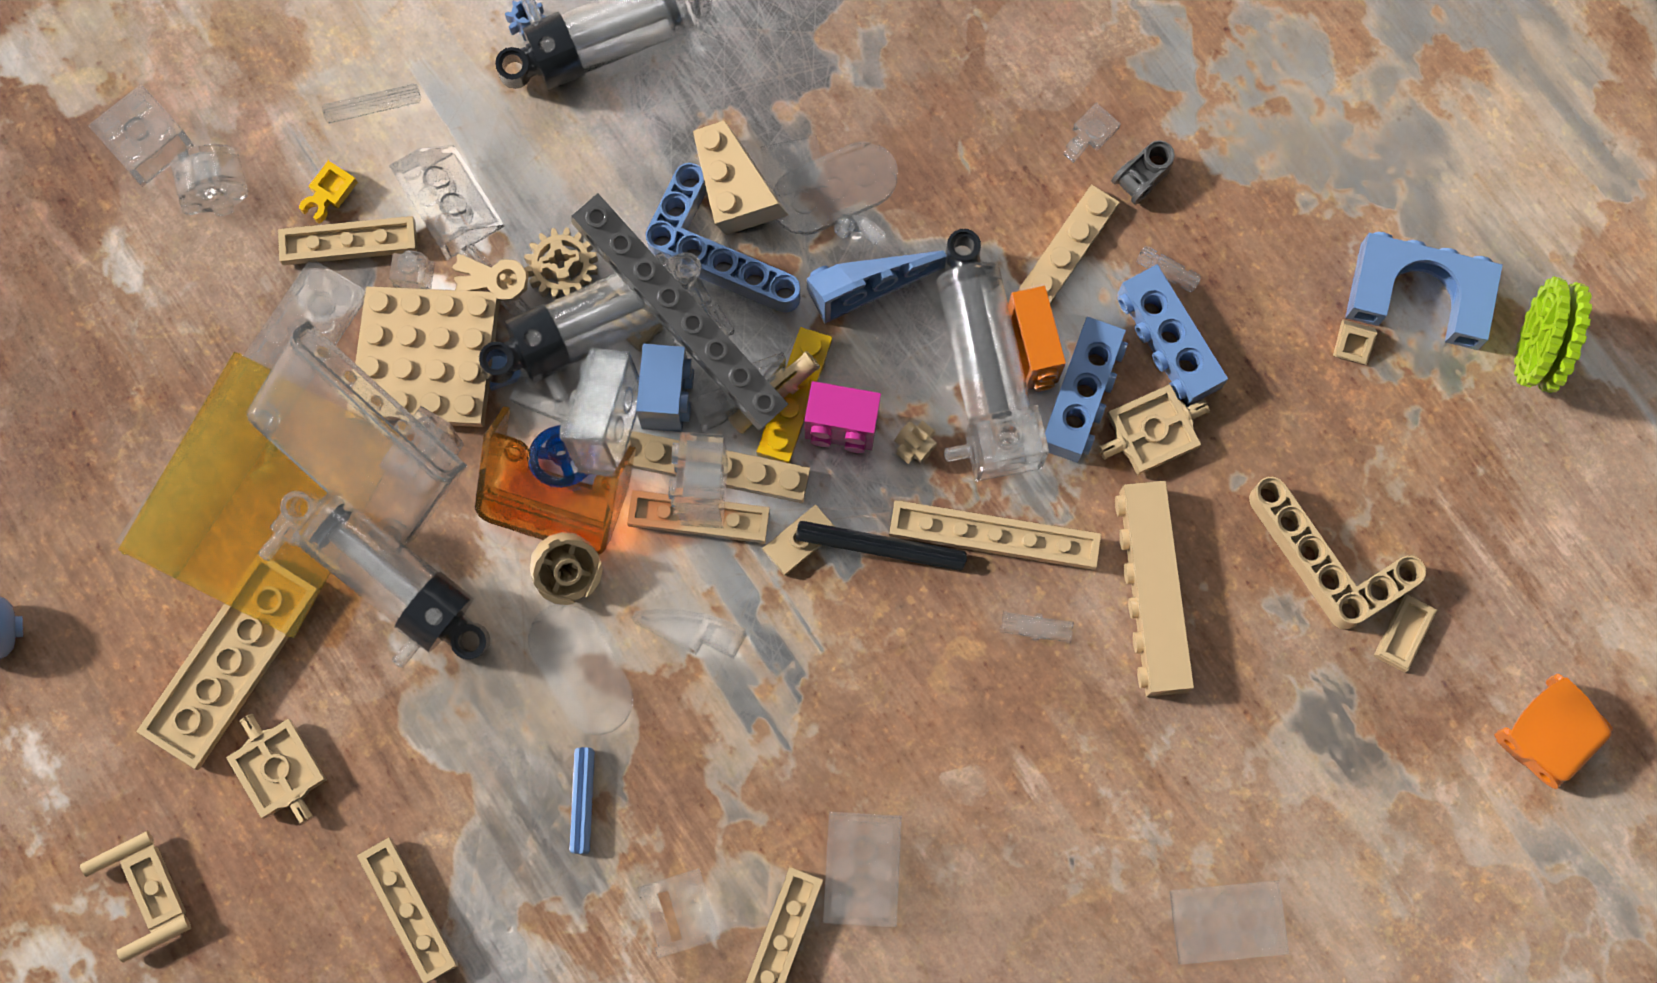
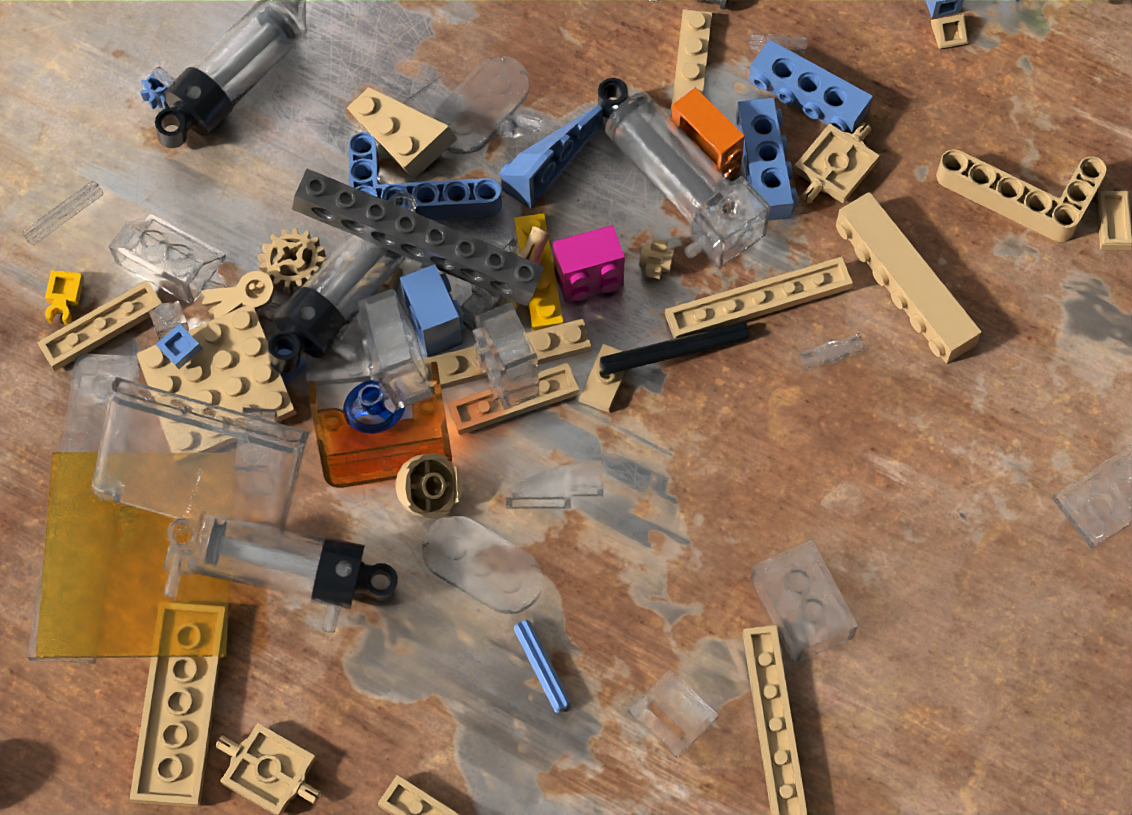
camera: 25 degrees left, 10 degrees down
(403, 304) = (179, 346): none -> medium blue plate

